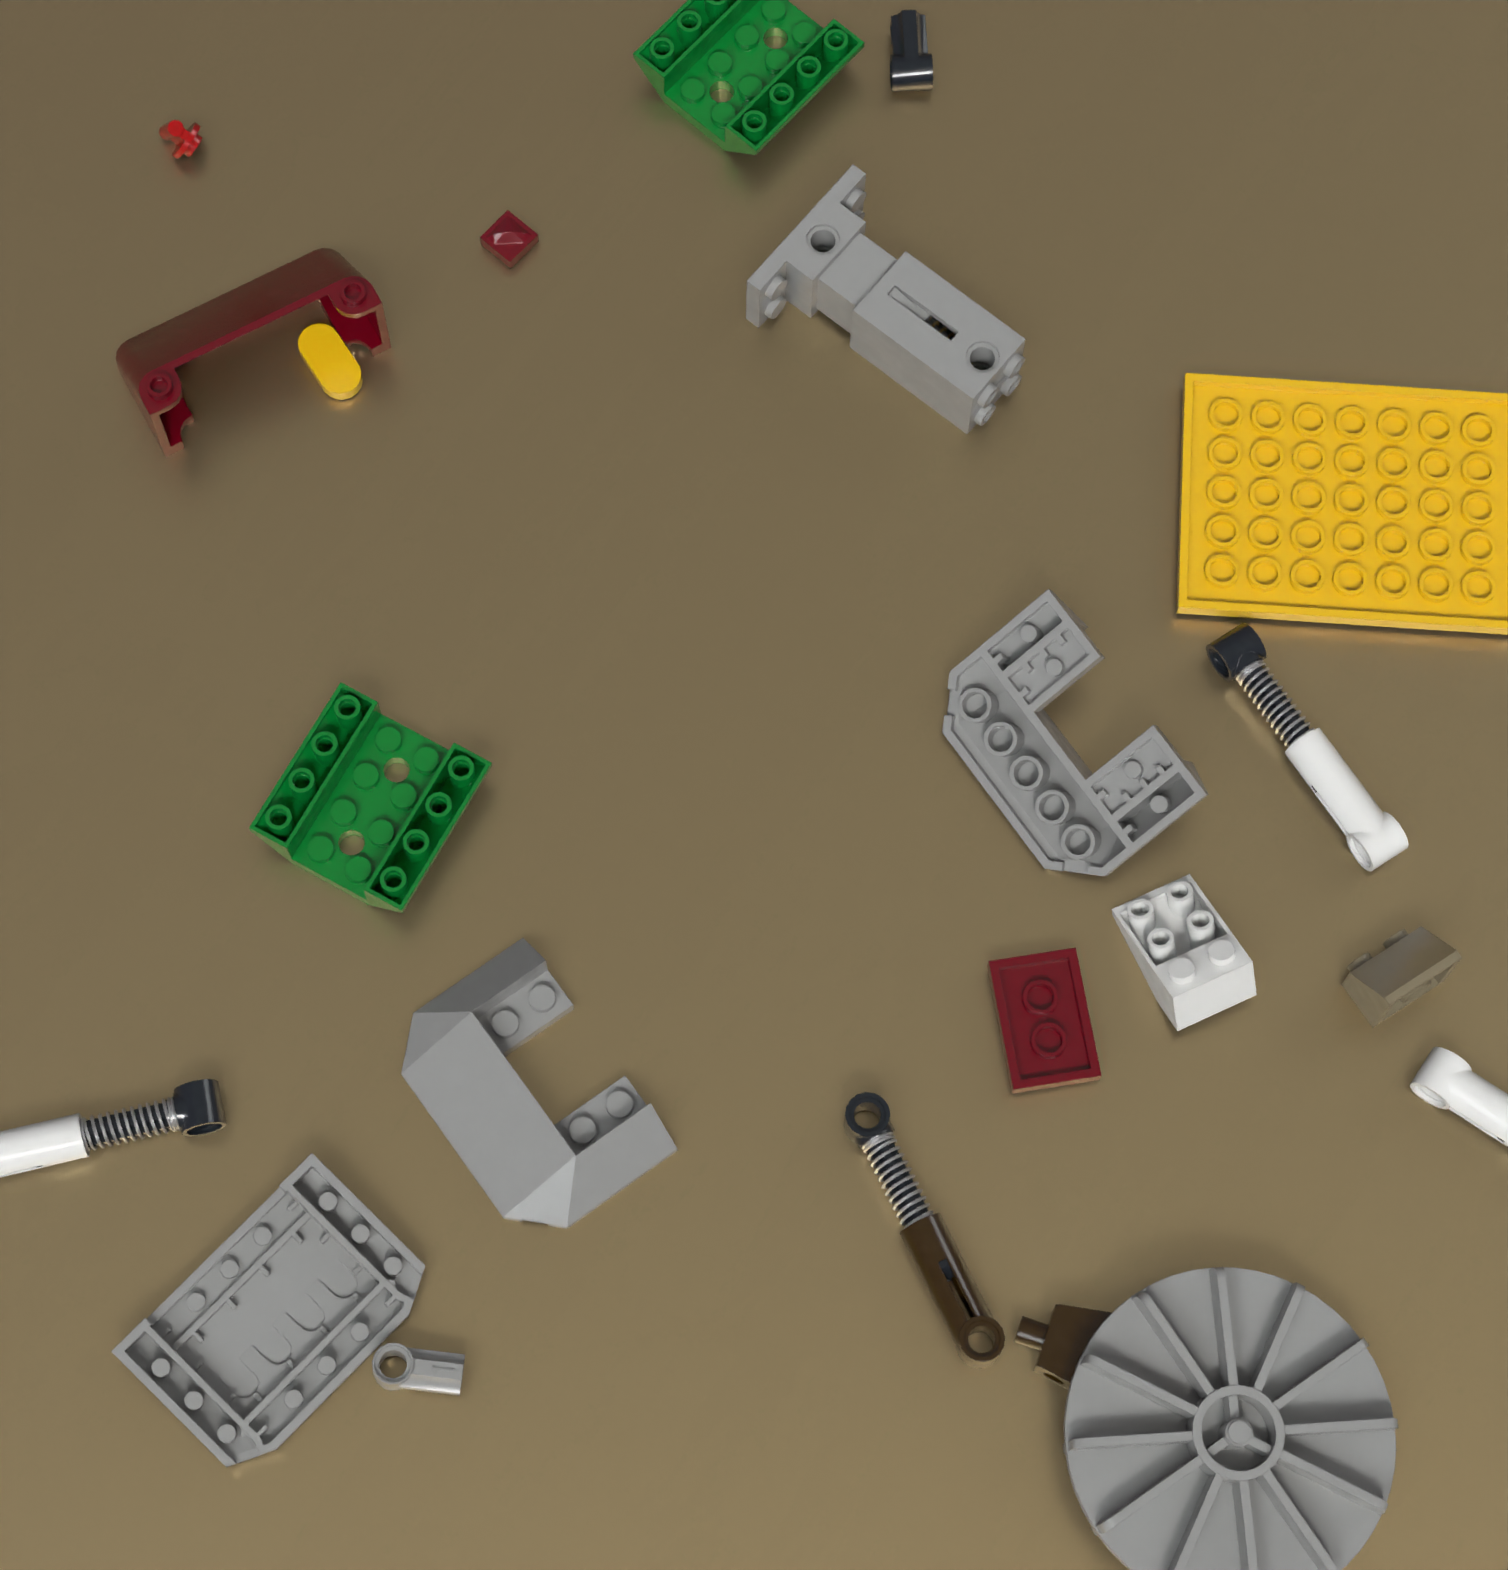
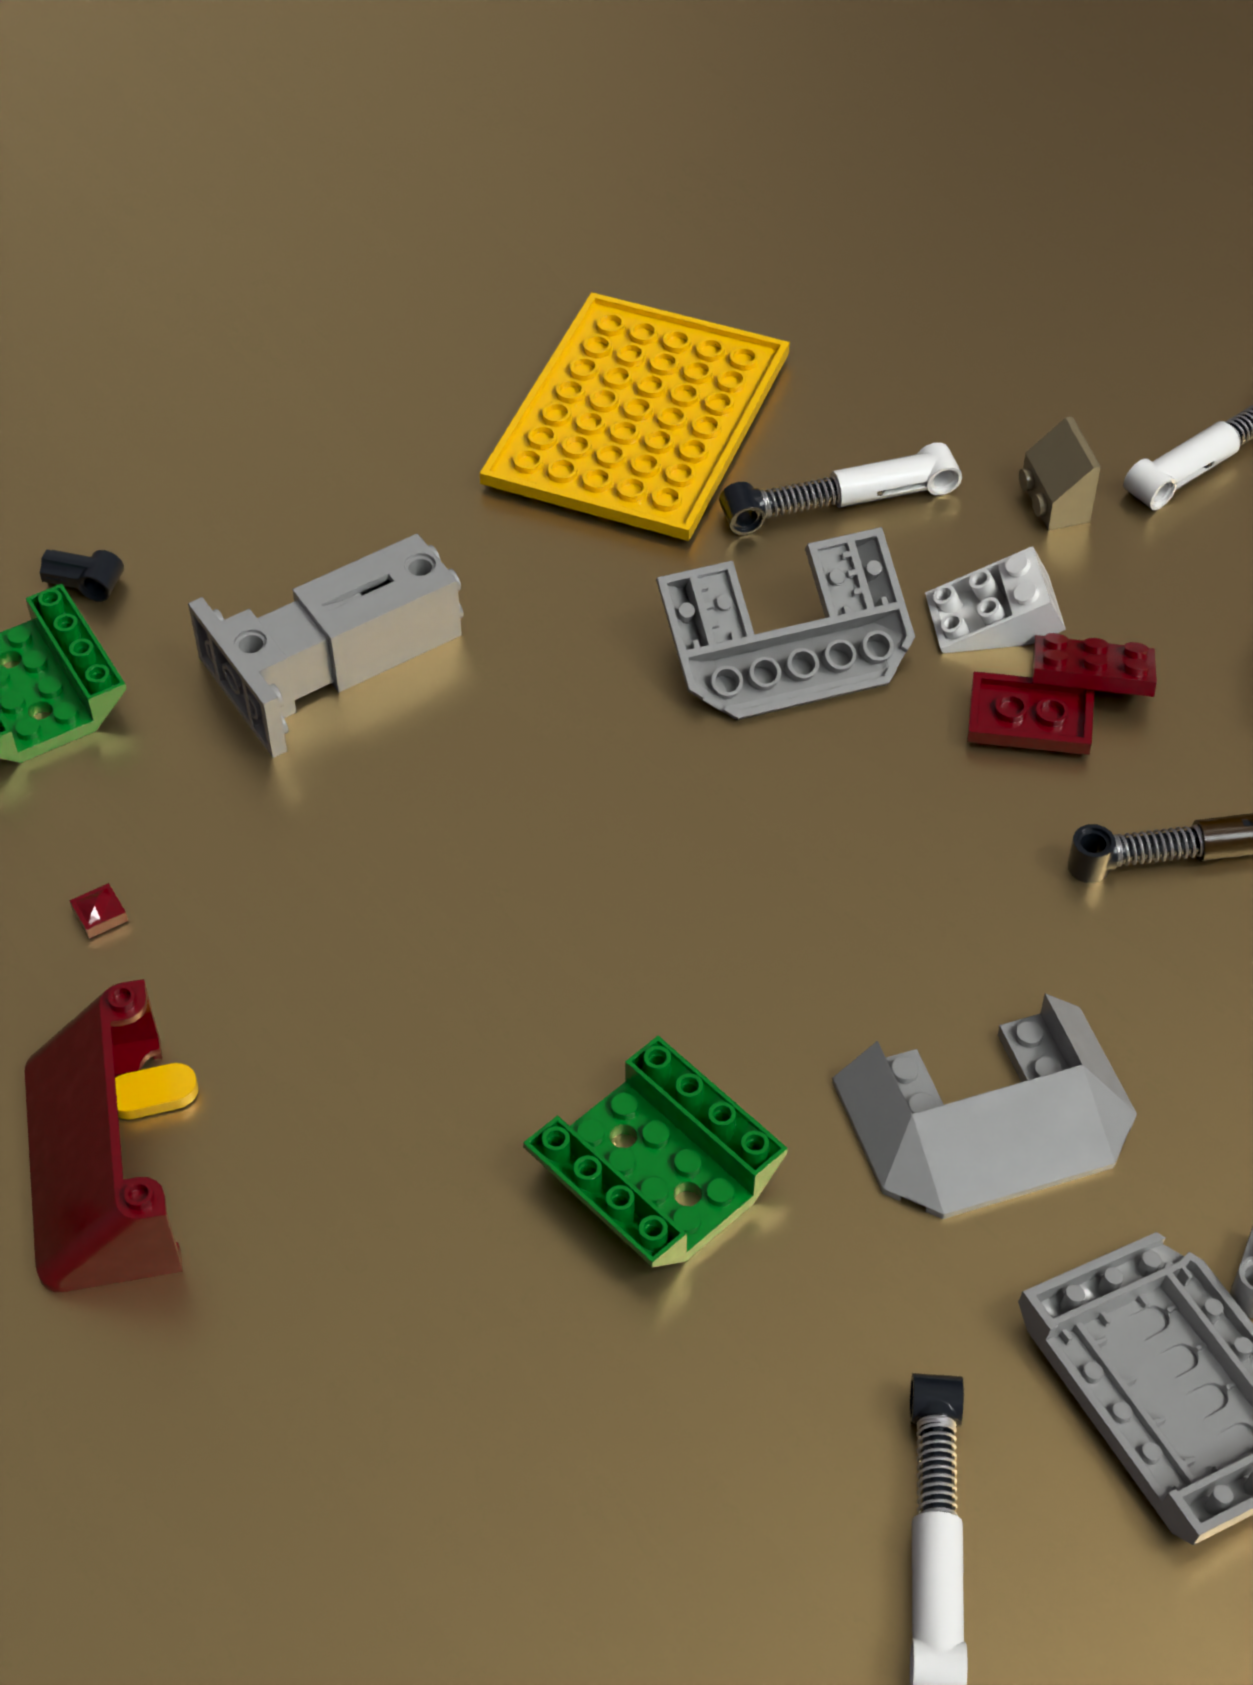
camera: 70 degrees left, 20 degrees down
(1129, 1070) = (1094, 665): none -> dark red plate

